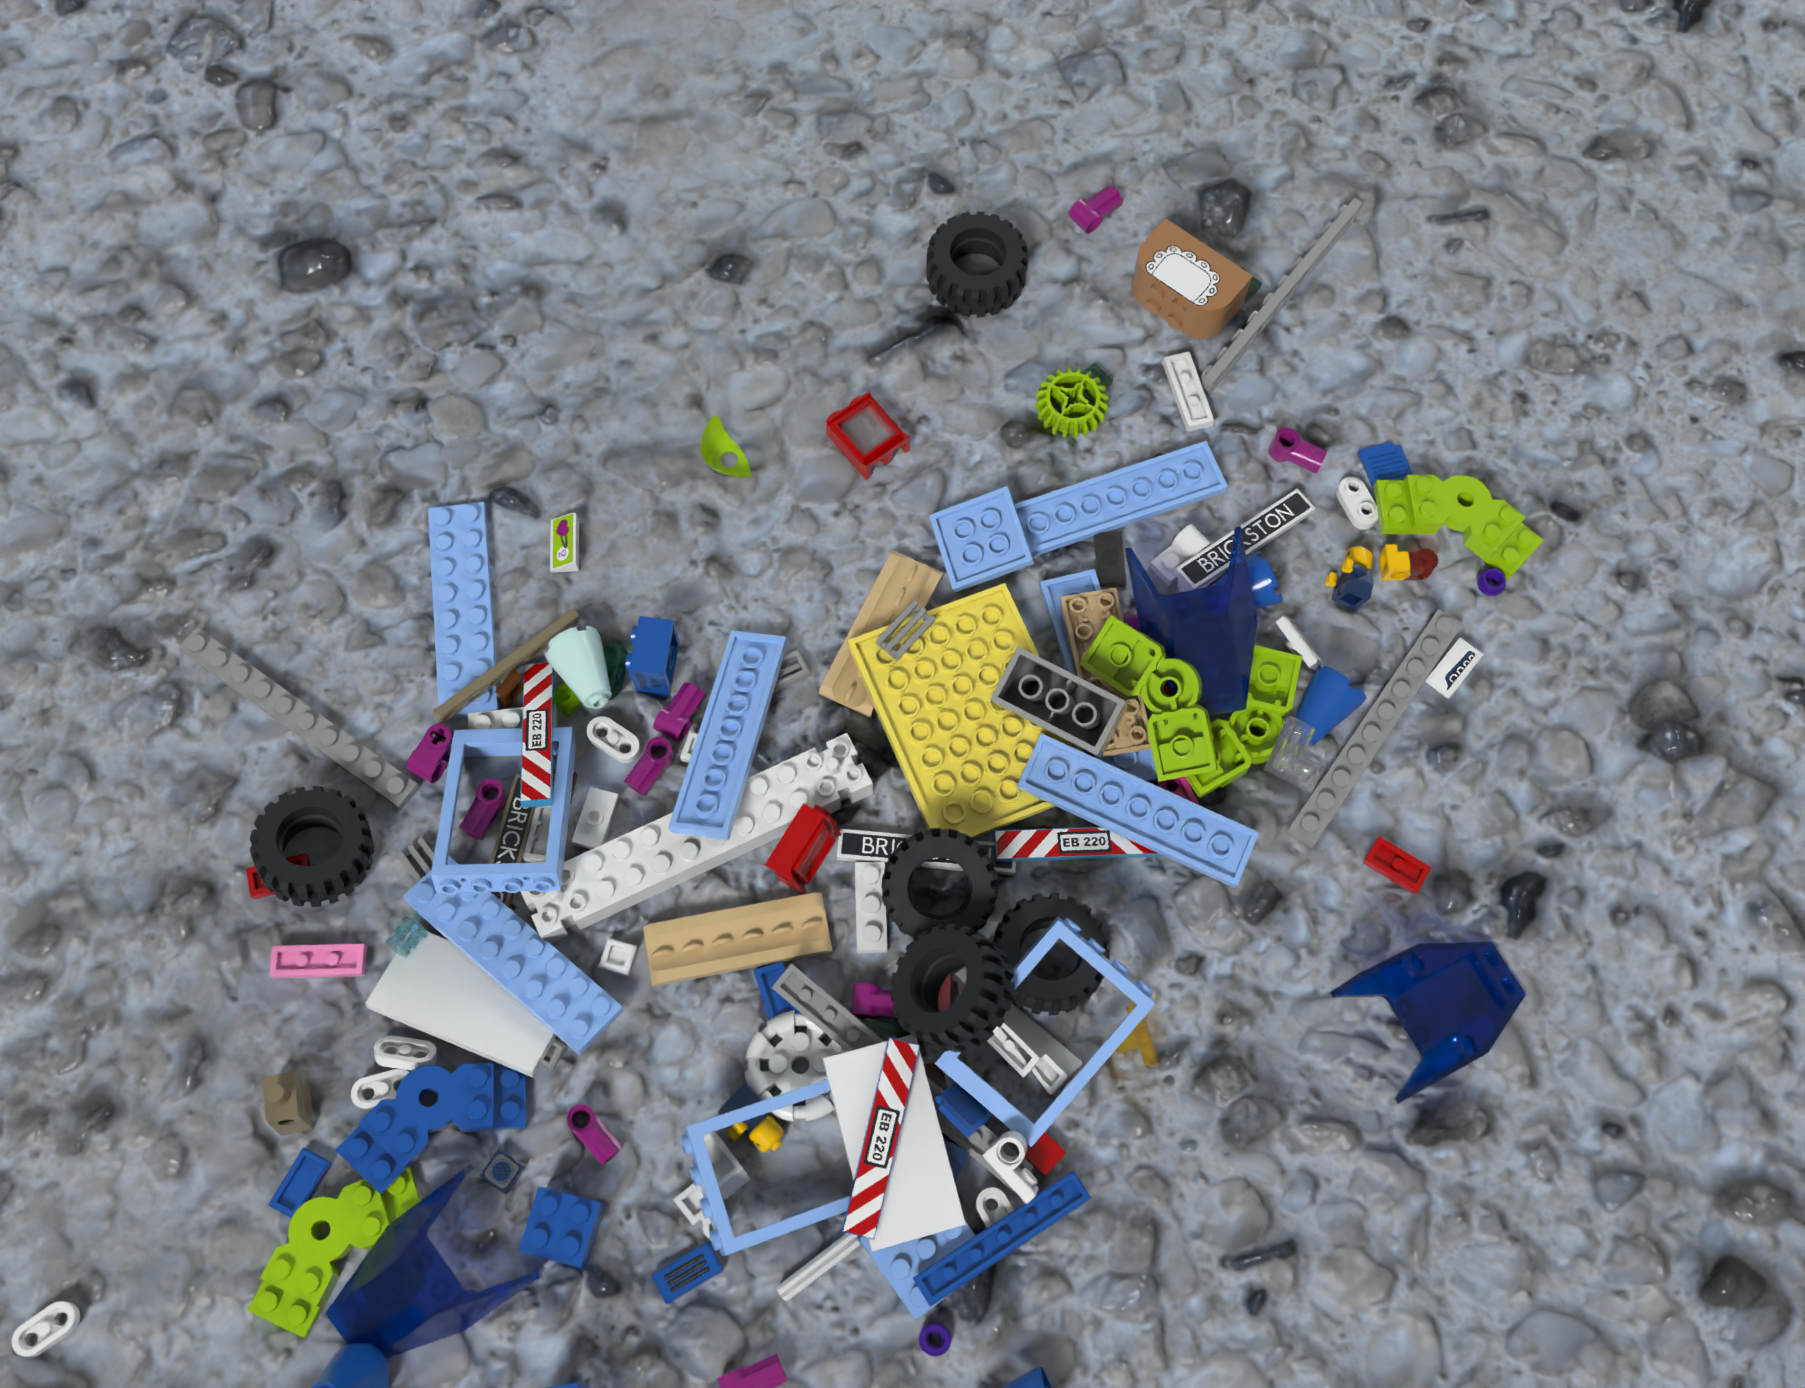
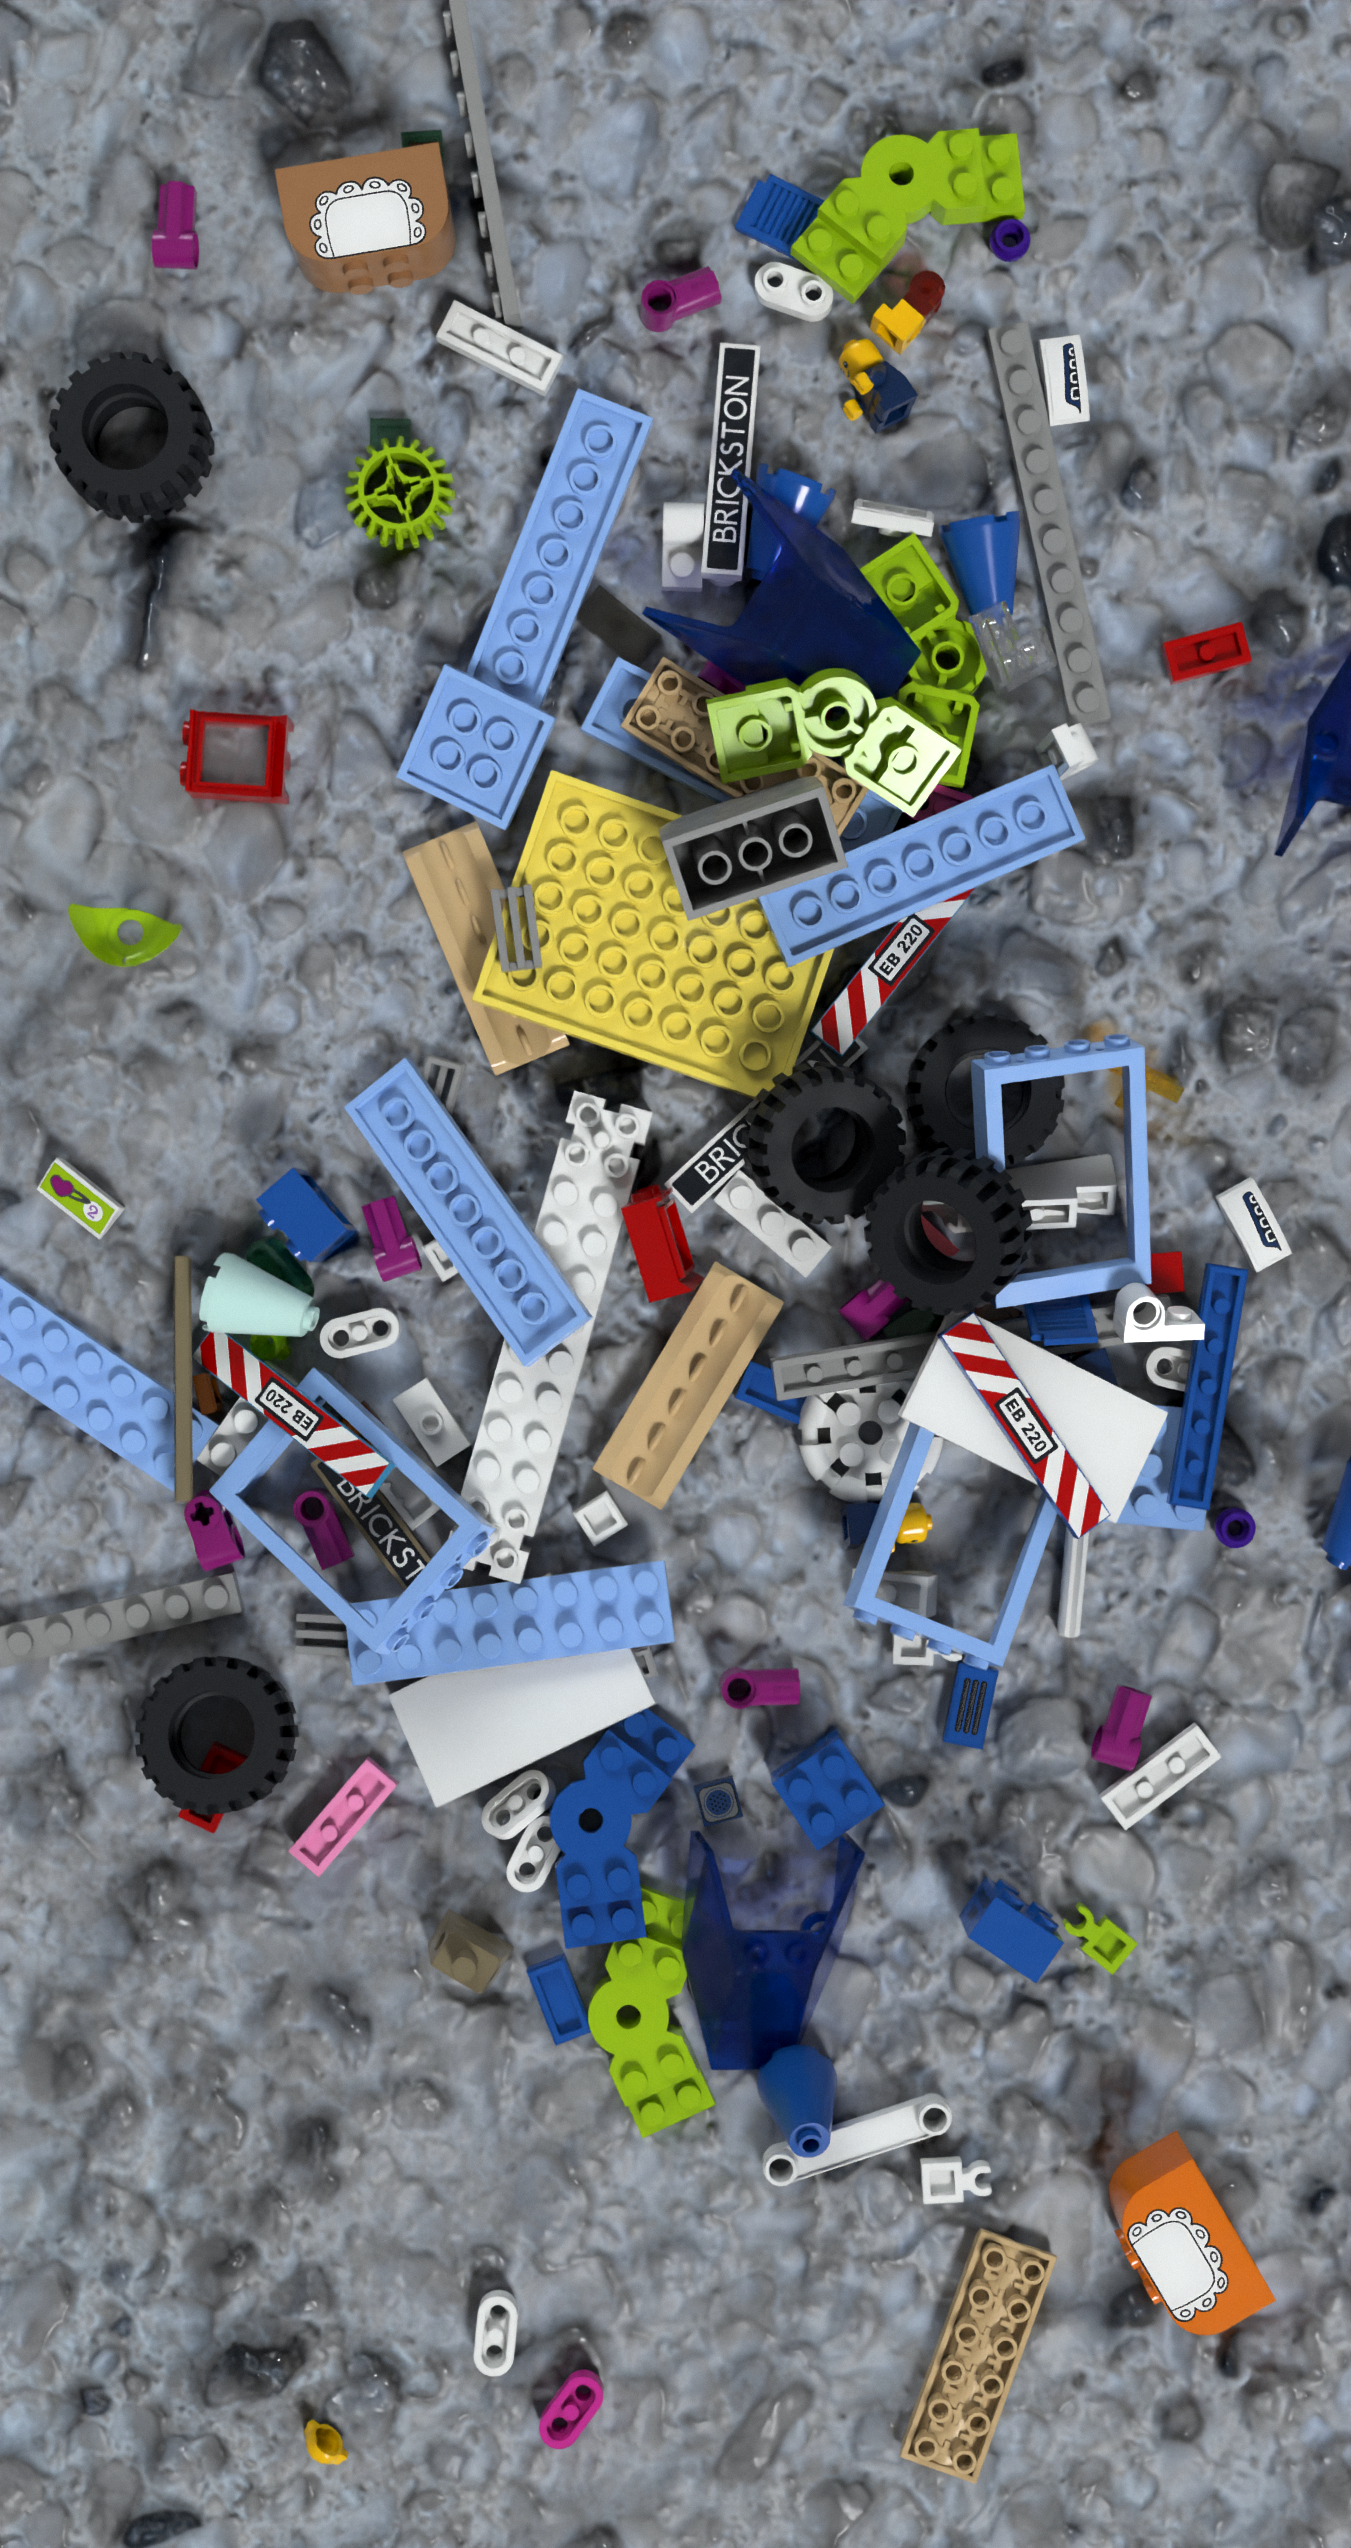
camera: 45 degrees left, 20 degrees up
(409, 926) = (400, 1714): clear light blue bush -> none
(648, 768) = (426, 1324): magenta piece -> none
(1120, 1181) = (1253, 1224): none -> white slope
(1273, 835) = (1067, 749): none -> white plate

